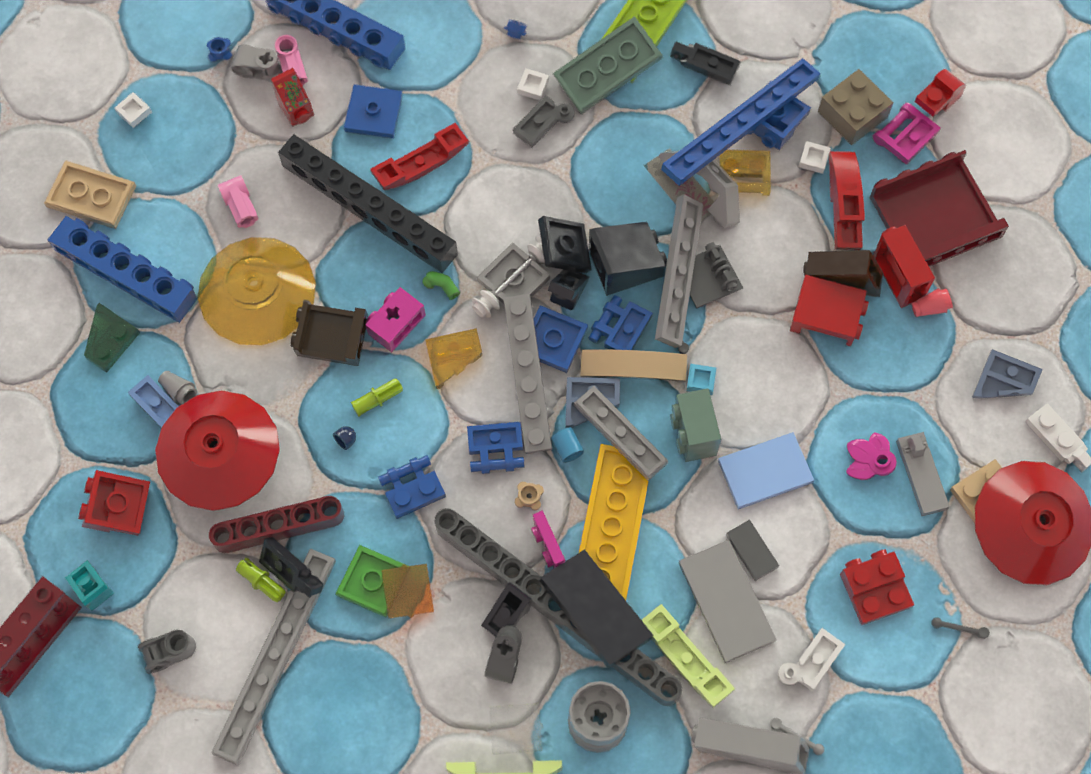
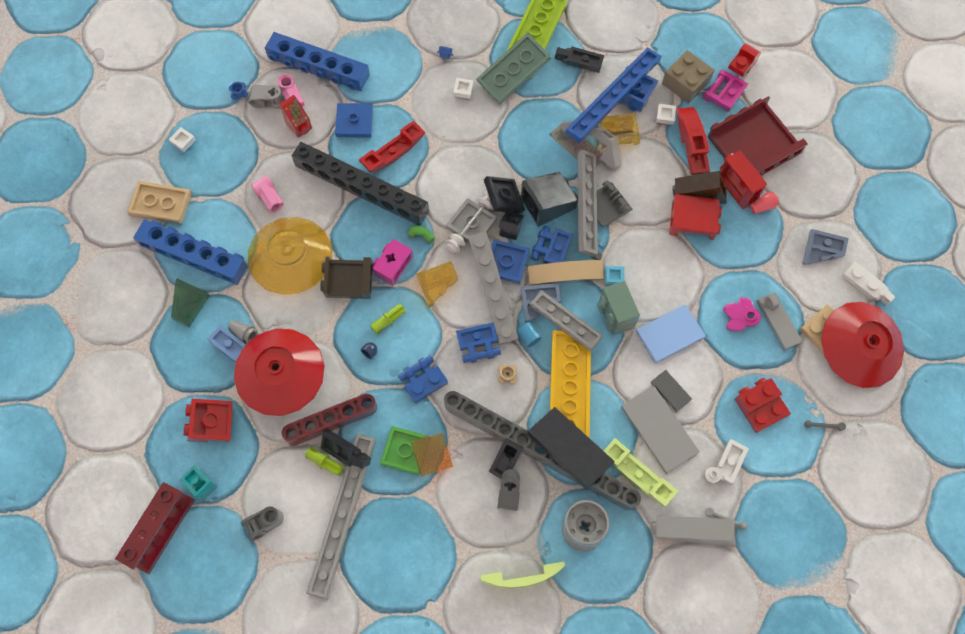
camera: 10 degrees left, 0 degrees up
(541, 120) = (473, 111): dark grey hinge -> none
(543, 533) = (523, 399): dark pink plate -> none

